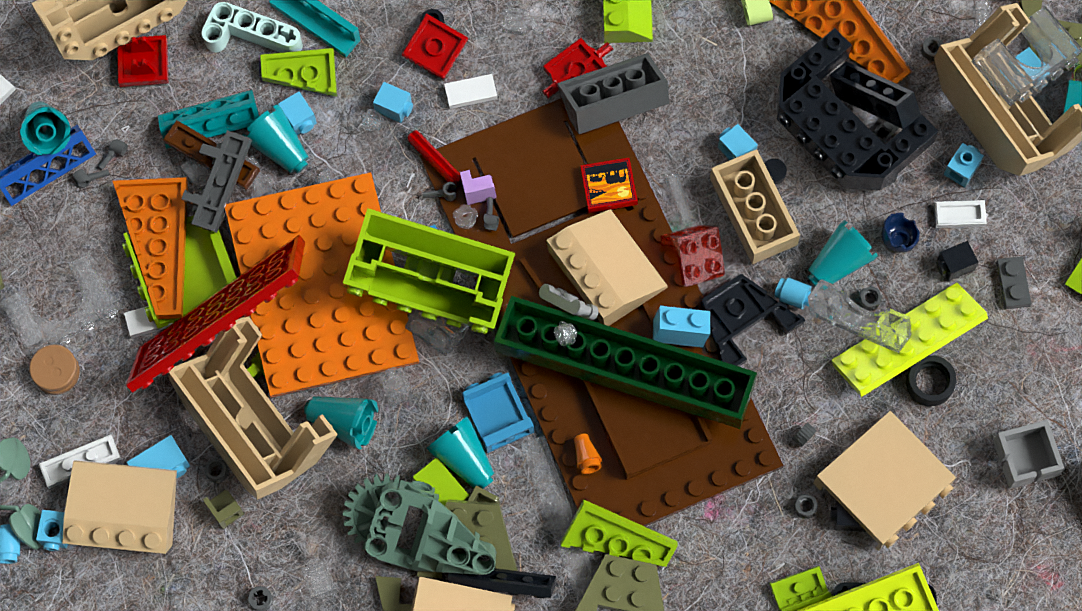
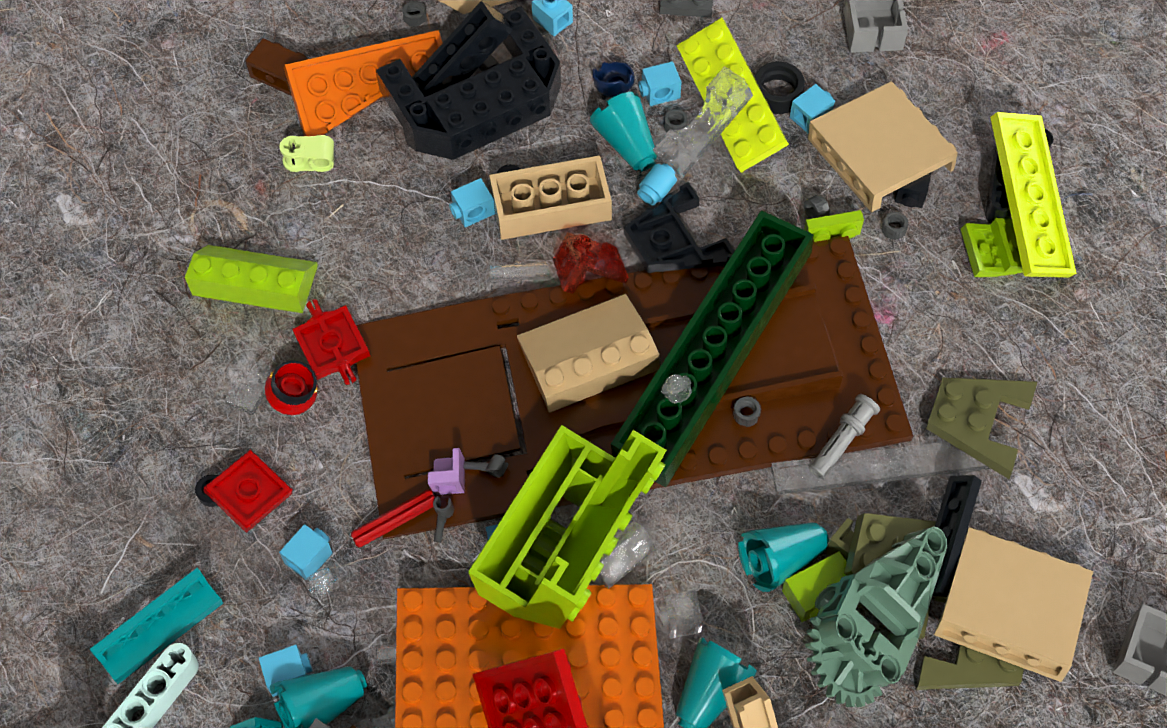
camera: 80 degrees left, 10 degrees down
(302, 69) = (224, 655): lime wing -> none
(465, 222) = (482, 501): clear plate -> none
(470, 91) = (318, 464): white tile -> none
(497, 412) = (734, 507): dark azure panel -> none
(529, 52) = (291, 388): none -> red piece
(568, 302) = (629, 390): light grey plate -> none
(580, 396) = (746, 420): none -> dark grey axle
(583, 489) = (851, 425): none -> light grey pin
(586, 455) = (810, 415): orange cone -> none
(609, 185) = (485, 333): tile -> none
(610, 533) = (908, 406): lime wing -> none
(614, 93) = (374, 306): dark grey slope -> none
(681, 326) = (680, 286): medium azure brick -> none
(782, 443) = (835, 225): none -> lime plate
(906, 275) = (660, 83): none -> medium azure brick
(914, 414) = (811, 105): none -> medium azure brick
(956, 261) = (655, 38): black brick -> none
(960, 214) = (601, 30): white tile -> none

